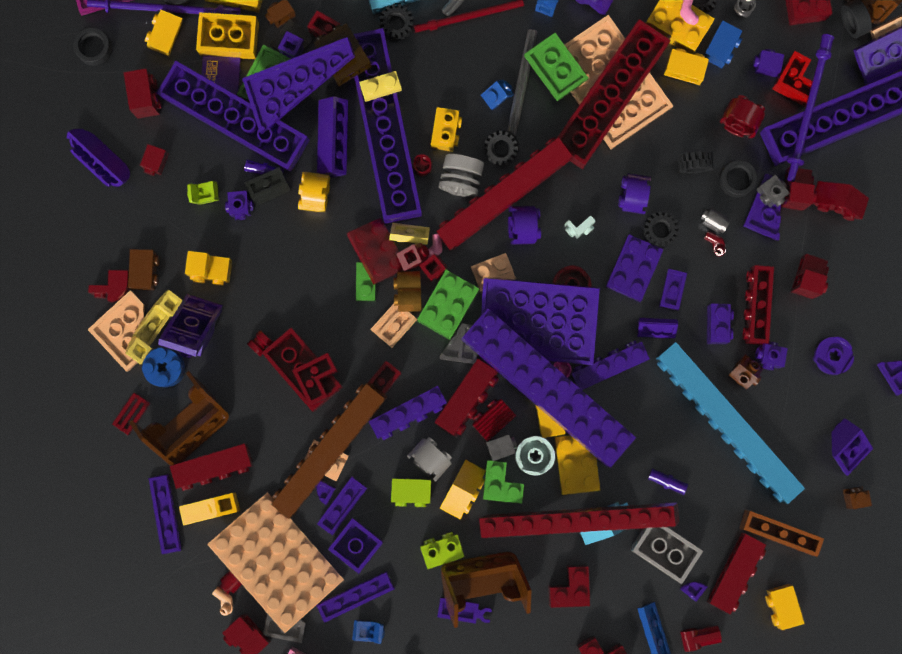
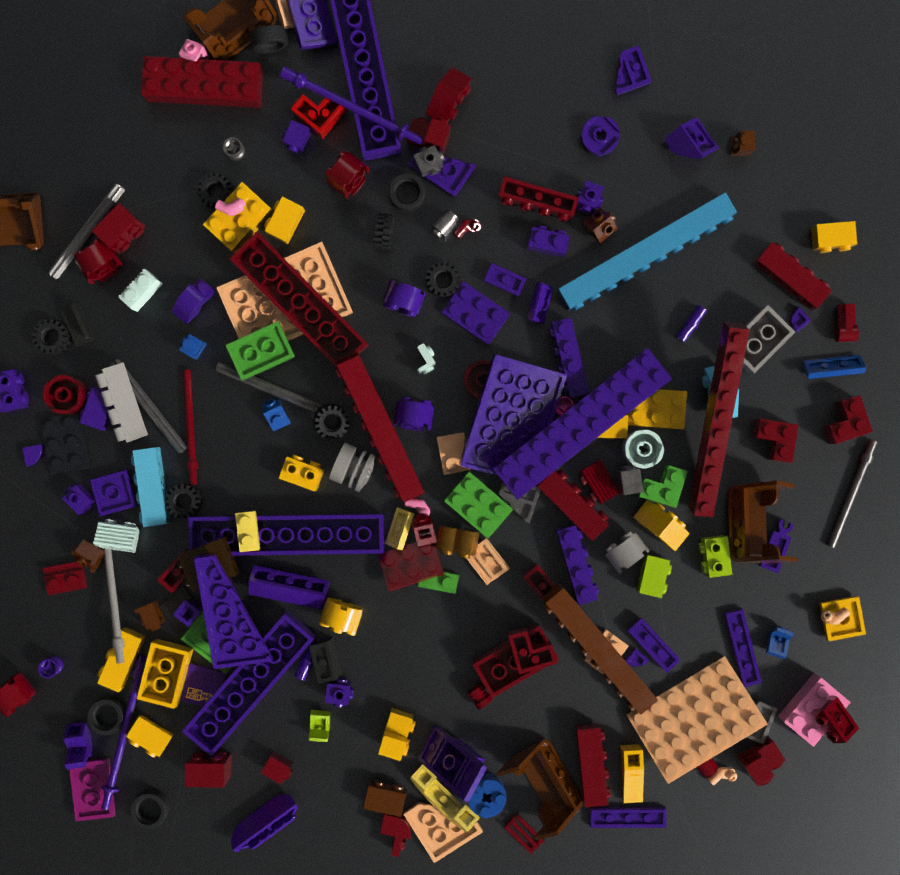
camera: 80 degrees left, 5 degrees up
(356, 545) = (695, 639): dark purple brick -> none
(421, 162) = (333, 503): dark red wheel -> none
(434, 267) = (438, 511): dark red brick -> none
(722, 44) = (269, 179): blue brick -> none
(781, 533) = (763, 224): dark orange brick -> none
(811, 277) = (518, 141): dark red brick -> none

